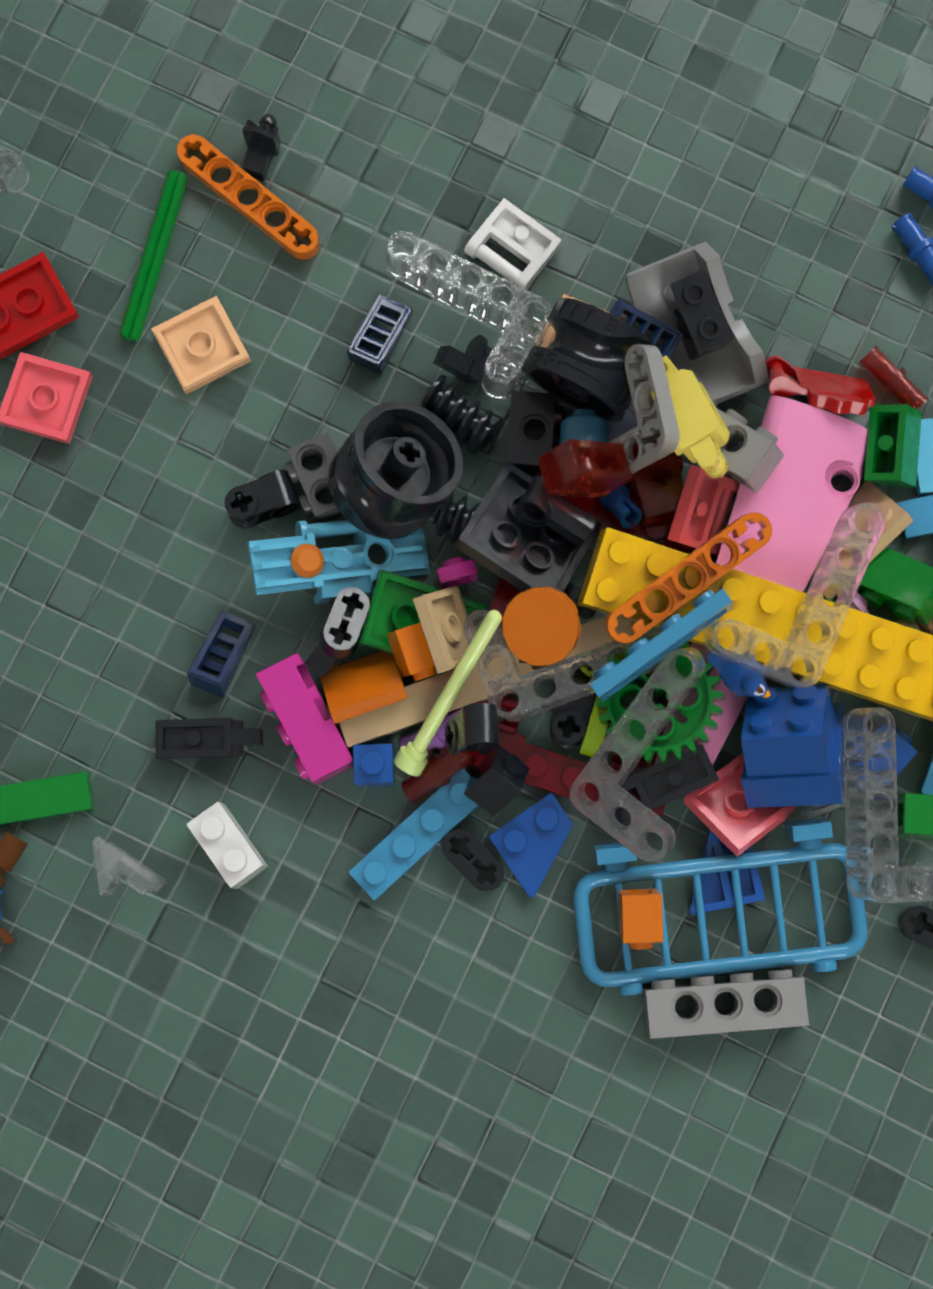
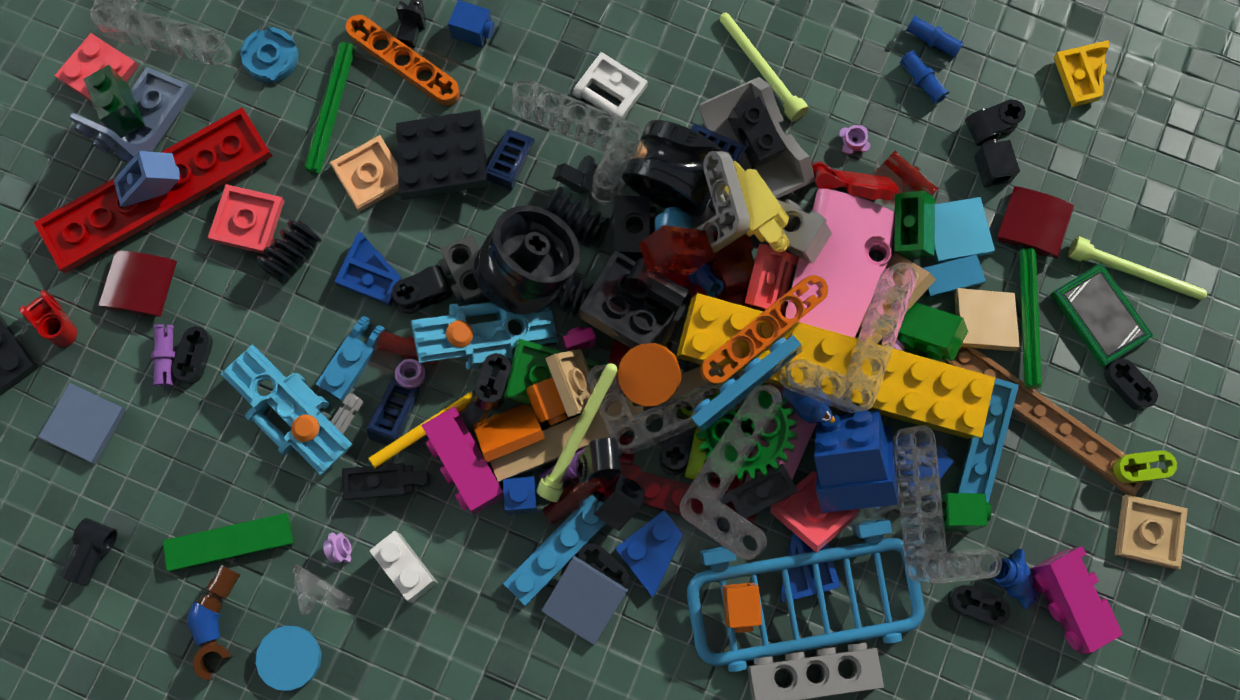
camera: 10 degrees left, 5 degrees down
(78, 183) = (269, 55): none -> dark azure tile
(84, 947) = (288, 658): none -> dark azure tile
(96, 440) = (287, 250): none -> black piece
(100, 635) = (295, 403): none -> medium azure piece
(147, 818) = (337, 548): none -> lavender plate
(155, 661) = (344, 416): none -> light grey axle
(170, 584) = (349, 360): none -> dark azure hinge
(195, 473) = (367, 272): none -> blue wing
(231, 568) = (399, 345): none -> clear red pin
(240, 596) = (406, 367): none -> lavender plate
(250, 680) = (414, 435): none -> yellow bar
(293, 325) = (441, 155): none -> black plate
(338, 152) = (471, 23): none -> blue brick
(447, 898) = (584, 600): none -> sand blue tile
(749, 281) = (794, 106): none -> yellowish green piece
(828, 318) = (858, 132): none -> lavender plate

